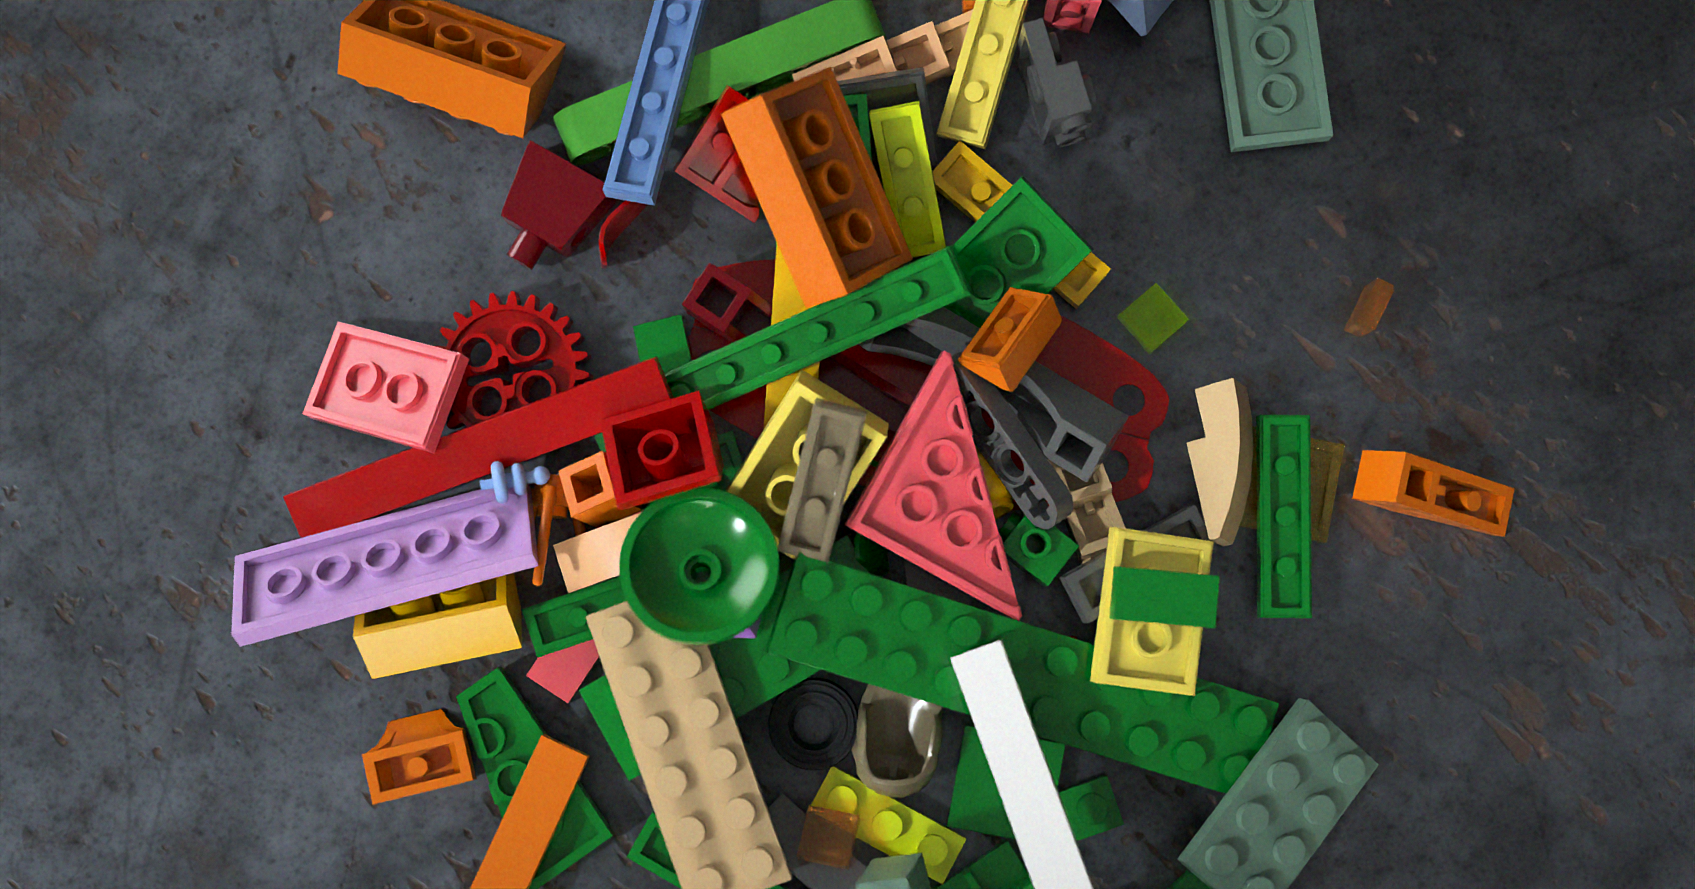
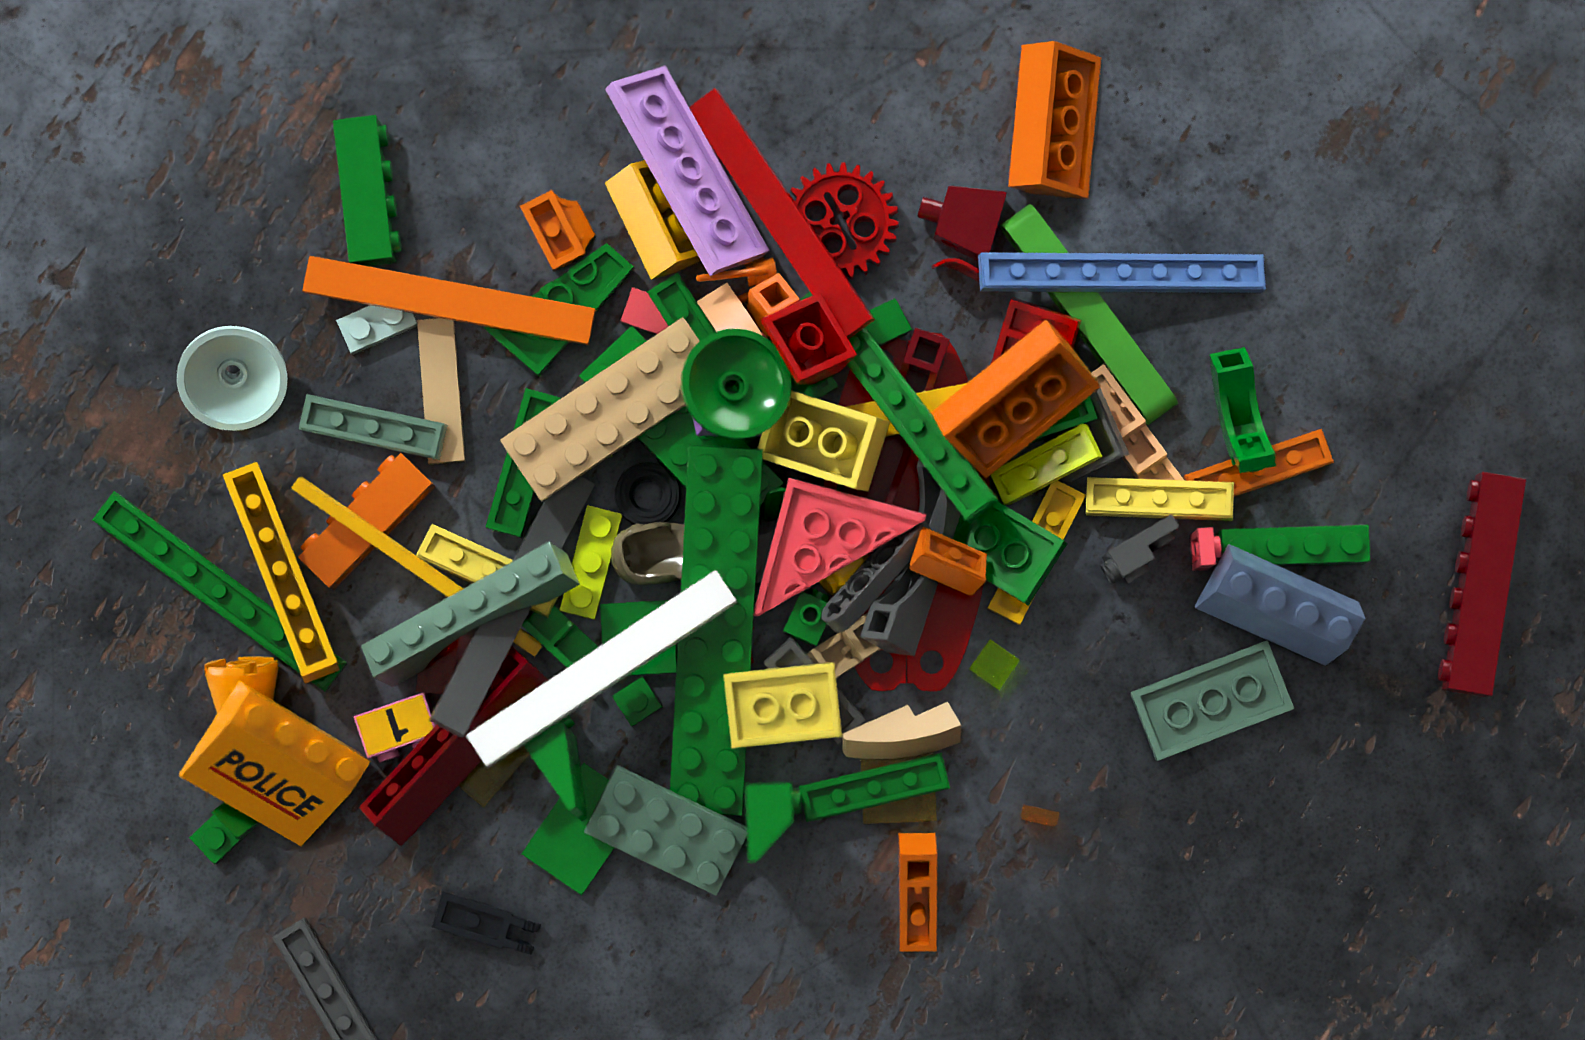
camera: 75 degrees right, 0 degrees up
(386, 386) = (808, 138): coral tile -> none
(516, 479) = (765, 245): light blue hair -> none
(821, 479) = (814, 452): dark tan tile -> none
(828, 837) = (573, 521): clear orange tile -> none
(1164, 597) = (793, 708): green tile -> none
(1311, 664) = (768, 814): none -> green slope

